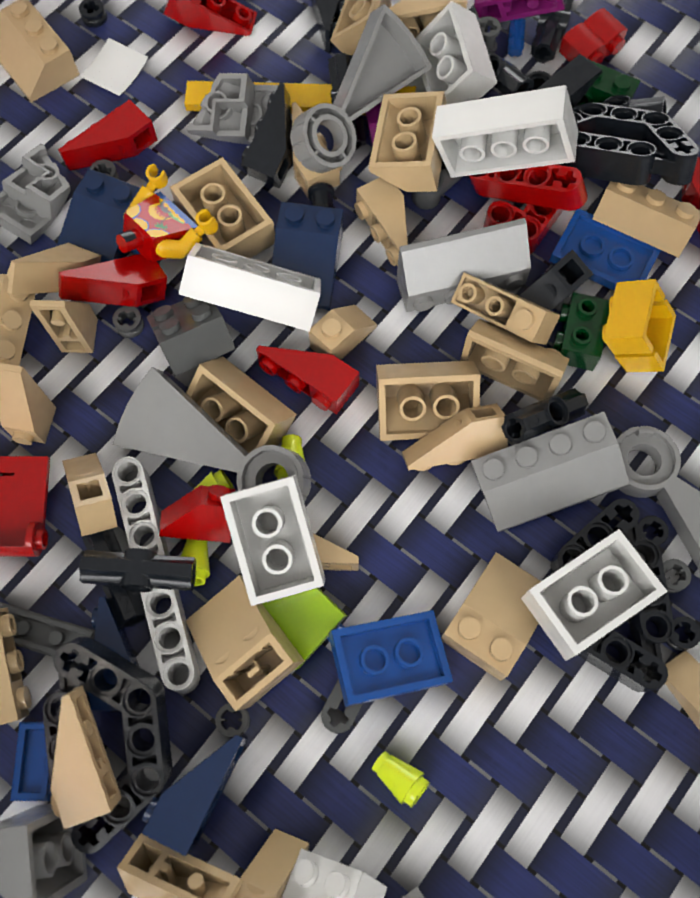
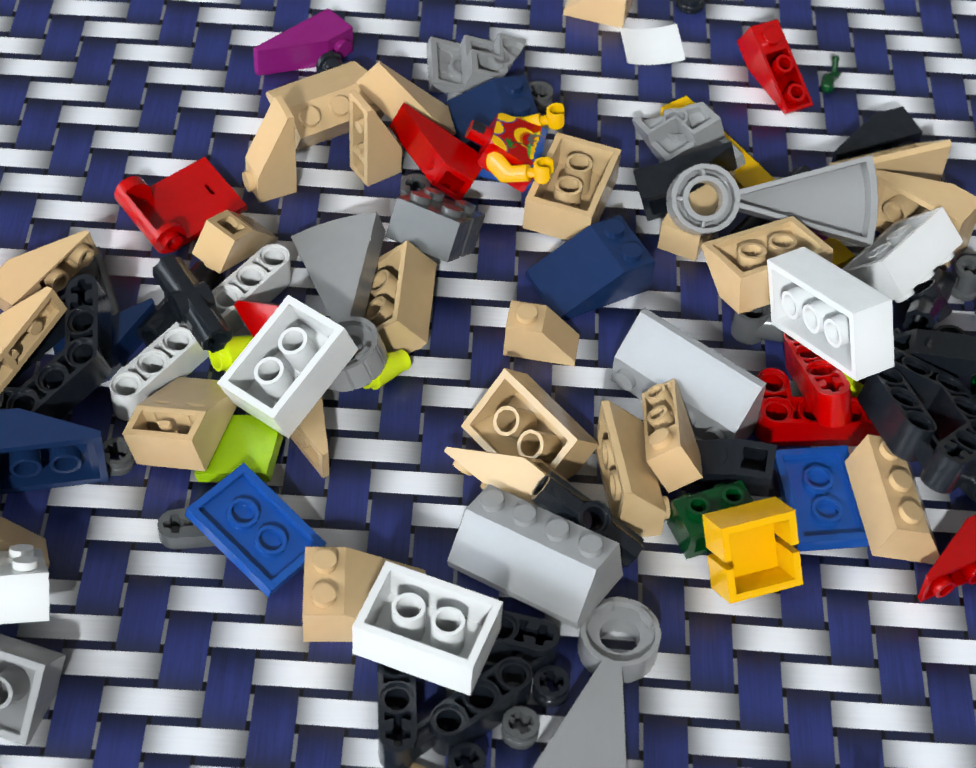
camera: 50 degrees right, 20 degrees down
(113, 138) = (578, 80): red slope -> none
(250, 286) = (512, 234): white brick -> none
(318, 375) = (480, 337): red slope -> none
(321, 194) = (663, 249): black bush -> none
(384, 211) = (692, 300): tan slope -> none
(400, 778) = (153, 603): neon yellow cone -> none

